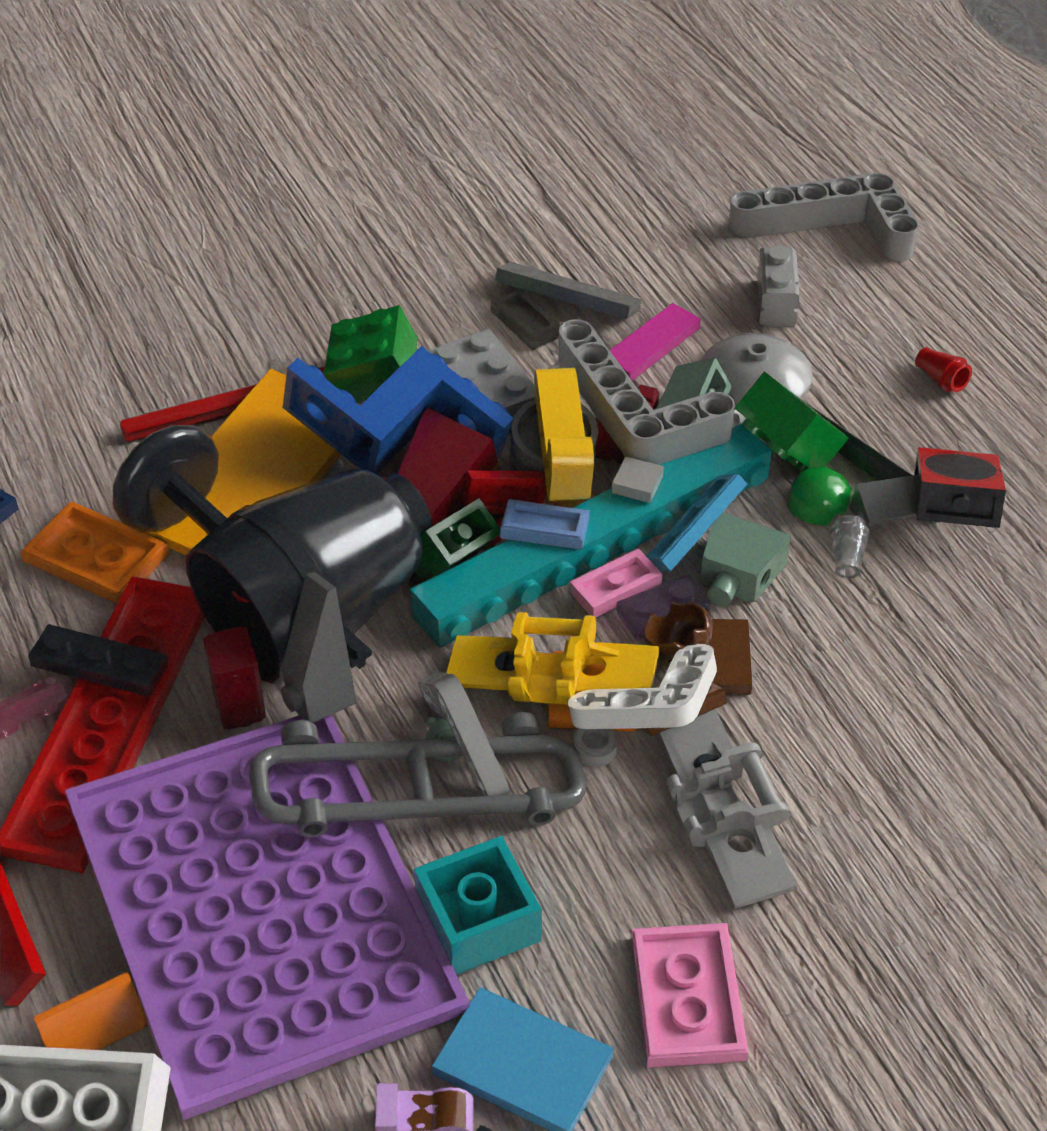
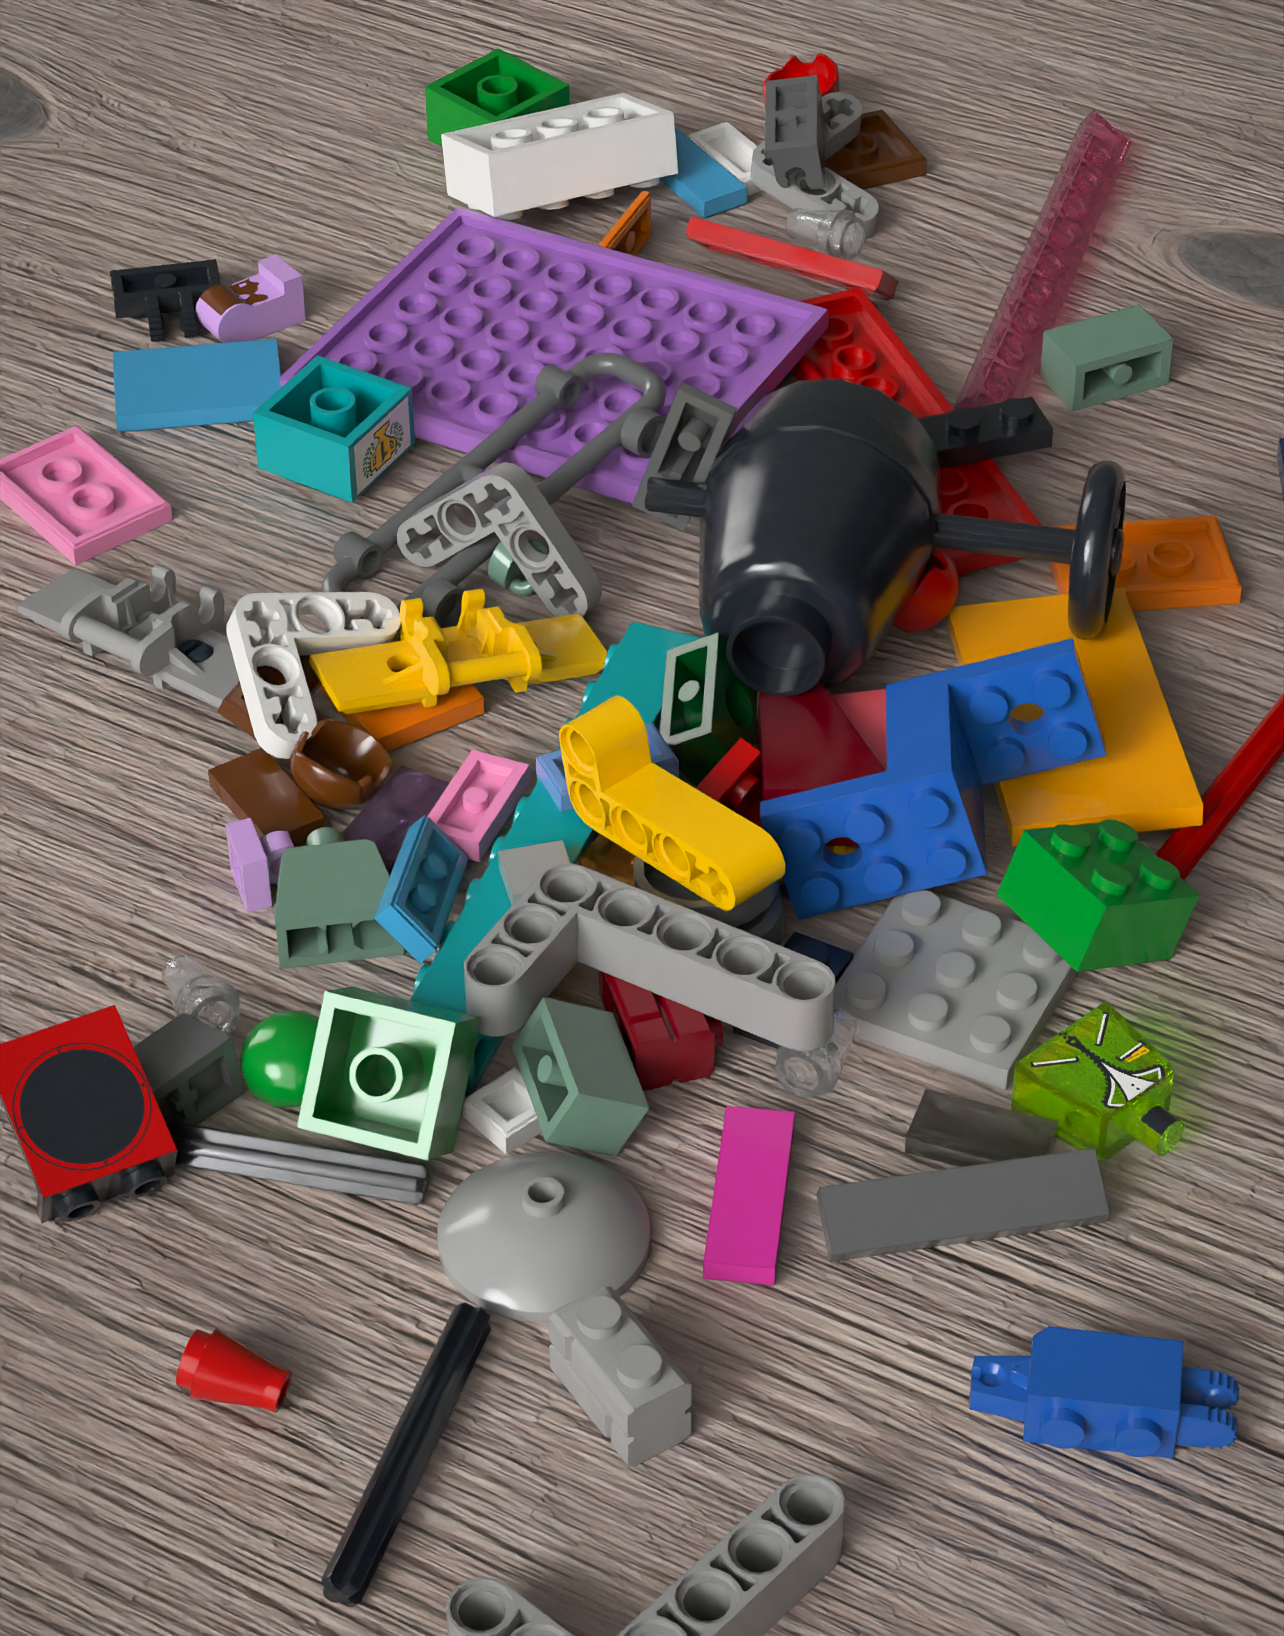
camera: 145 degrees right, 5 degrees down
(461, 301) = (1100, 1086): none -> clear neon green torso
(588, 204) = (1107, 1394): none -> blue hinge
(765, 602) = (255, 861): none -> lavender tile
(881, 315) = (405, 1456): none -> black axle

